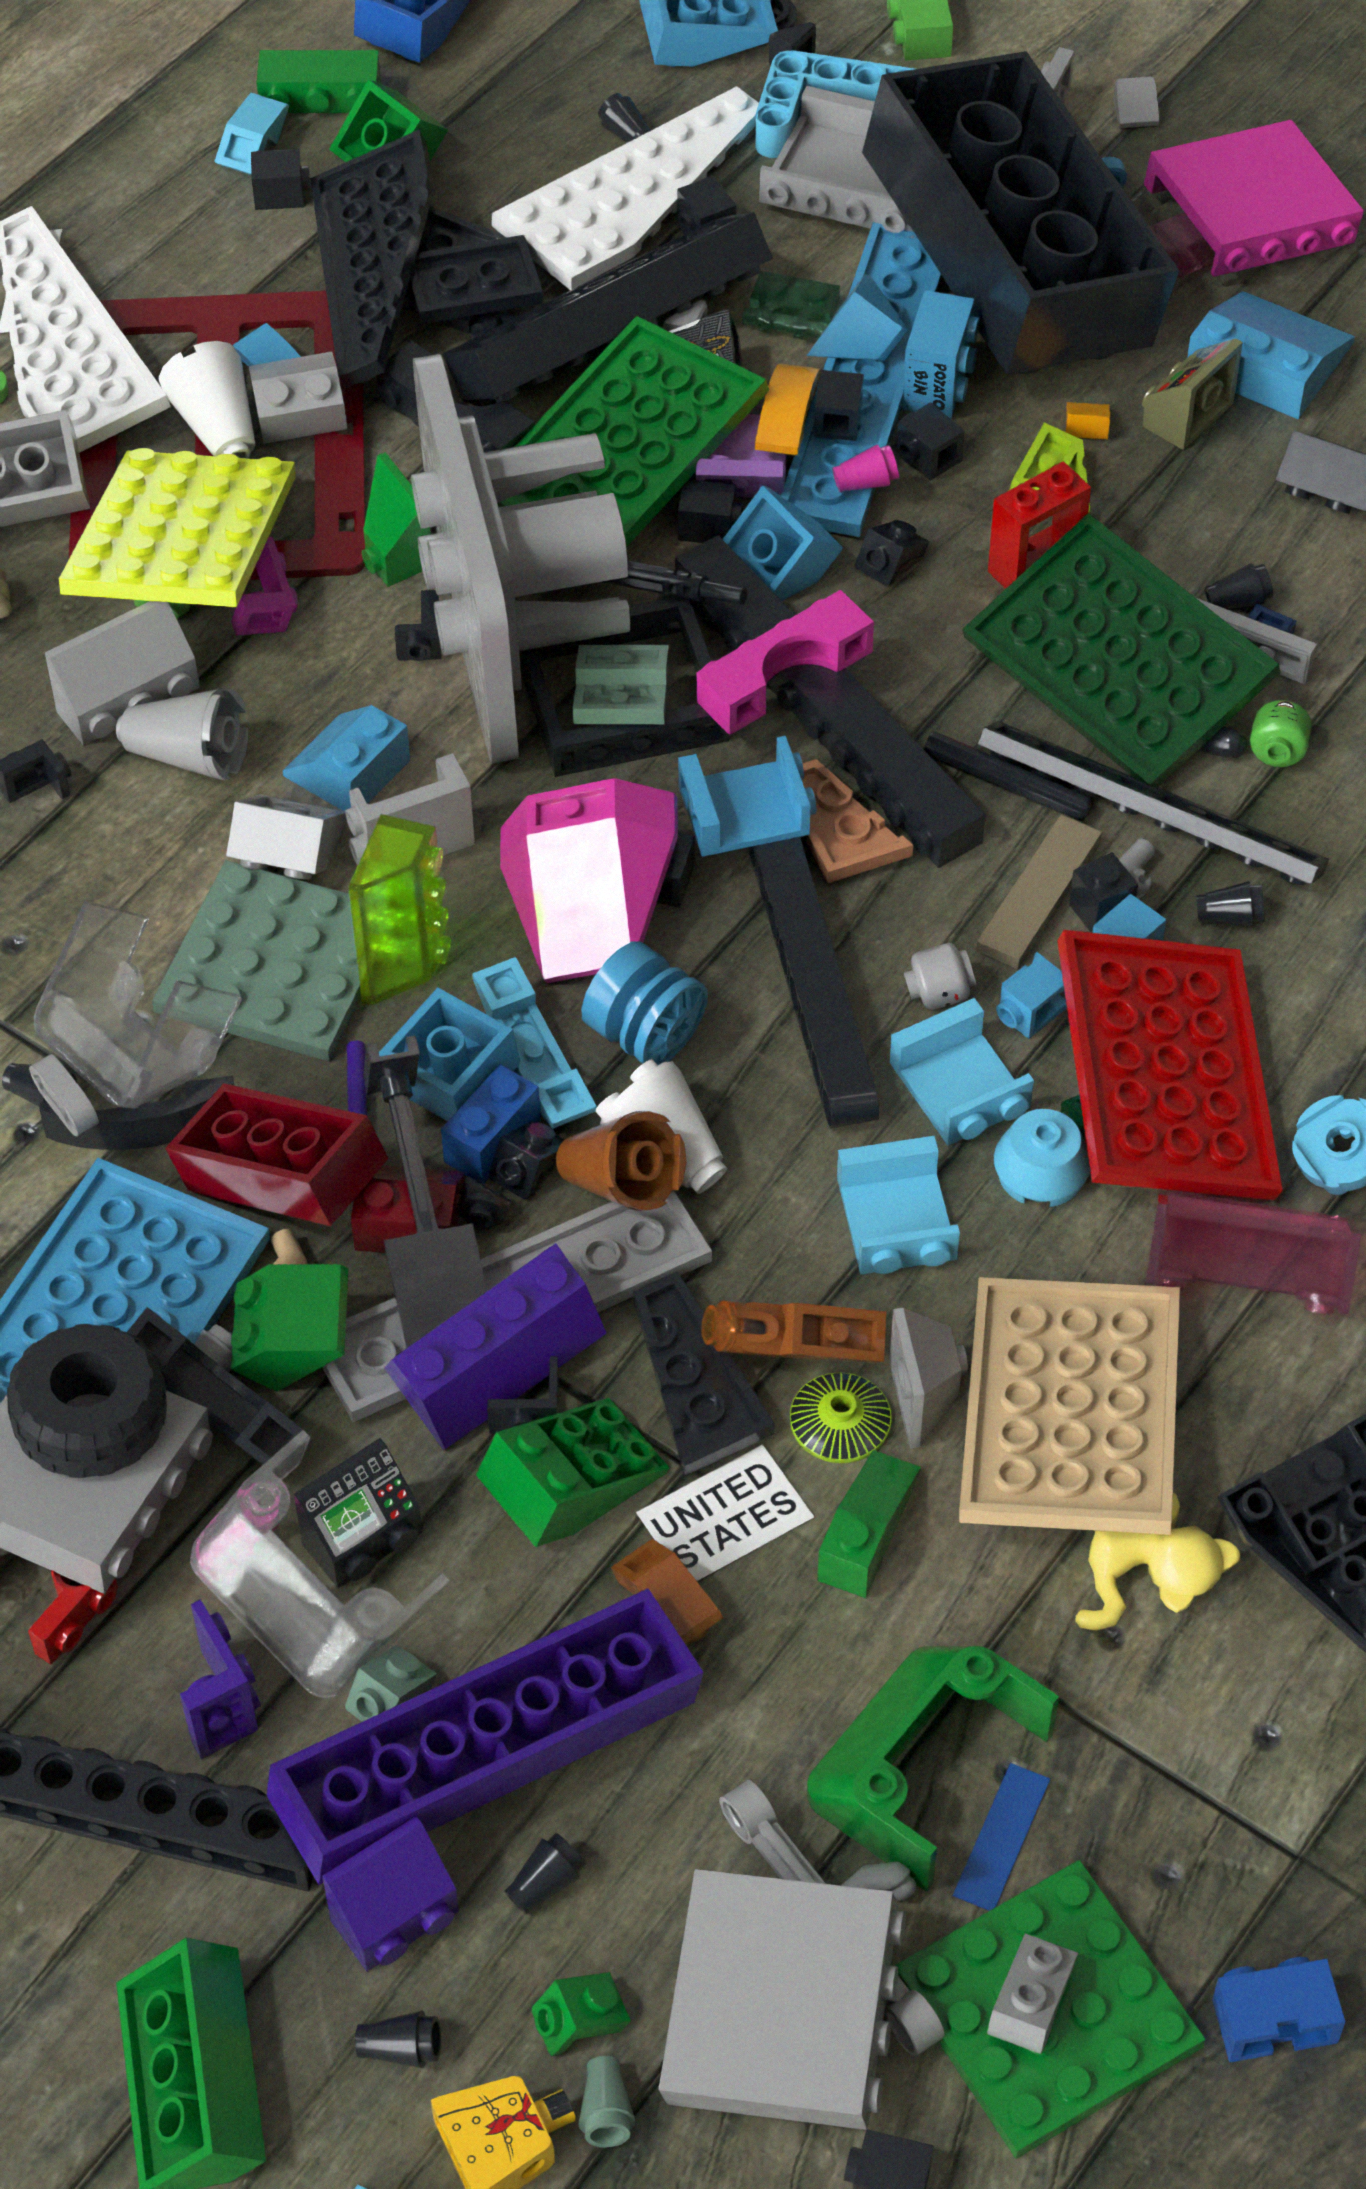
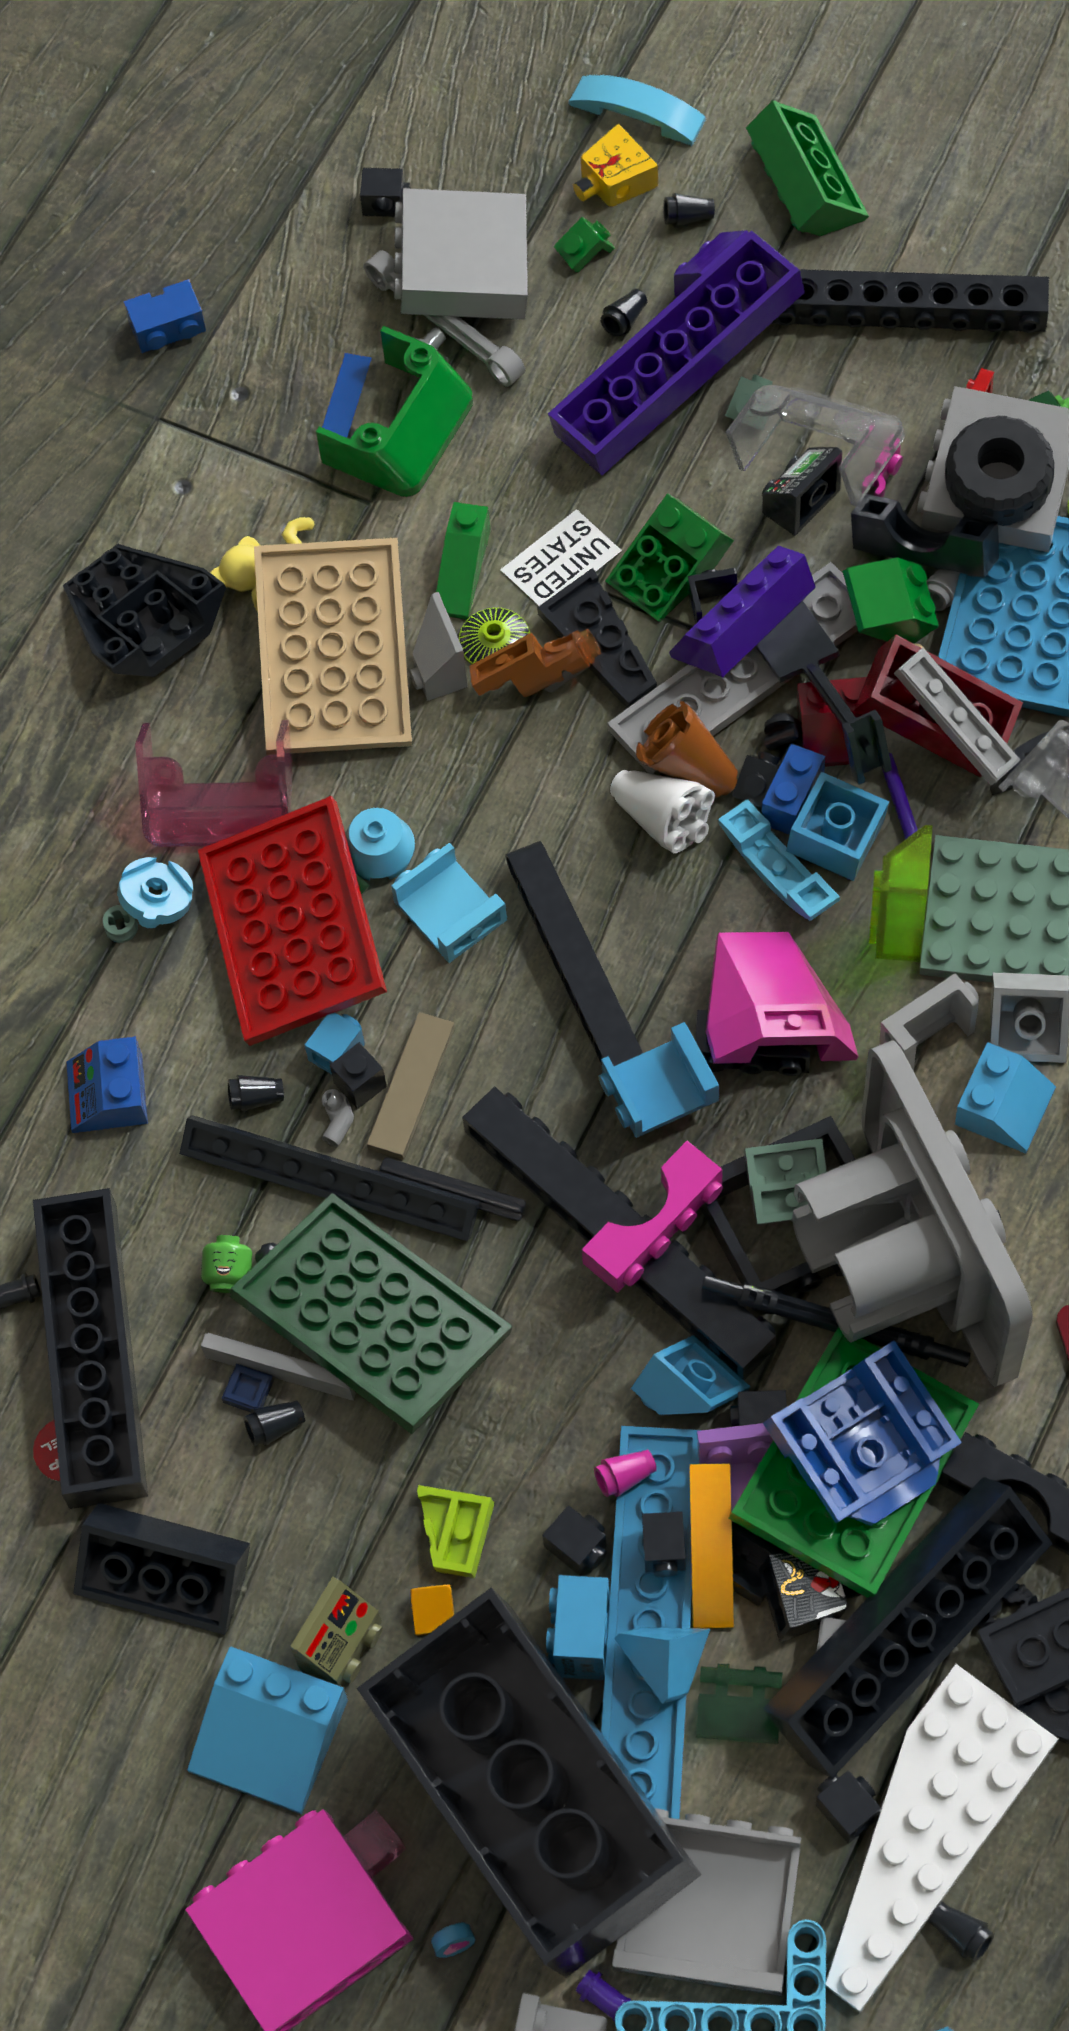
camera: 175 degrees right, 10 degrees up
(222, 1704) = (854, 363): dark purple bracket -> none
(261, 1109) = (957, 716): none -> light grey tile
(391, 525) = (1045, 1340): green slope -> none
(605, 2107) = (557, 198): sand green cone -> none
(641, 411) = (866, 1438): none -> blue slope
(644, 1003) = (693, 890): dark azure wheel -> none
(672, 1586) = (594, 487): dark orange slope -> none
(844, 833) = (582, 1110): nougat wing -> none
(887, 548) = (588, 1411): black bracket -> none
(896, 1206) = (478, 786): medium azure panel -> none
(940, 976) = (477, 980): light grey head -> none
(1032, 997) = (404, 976): dark azure window -> none
(1032, 1994) = (312, 277): light grey plate -> none
(1059, 495) = (461, 1406): red window -> none
(1109, 2030) = (304, 303): green plate -> none

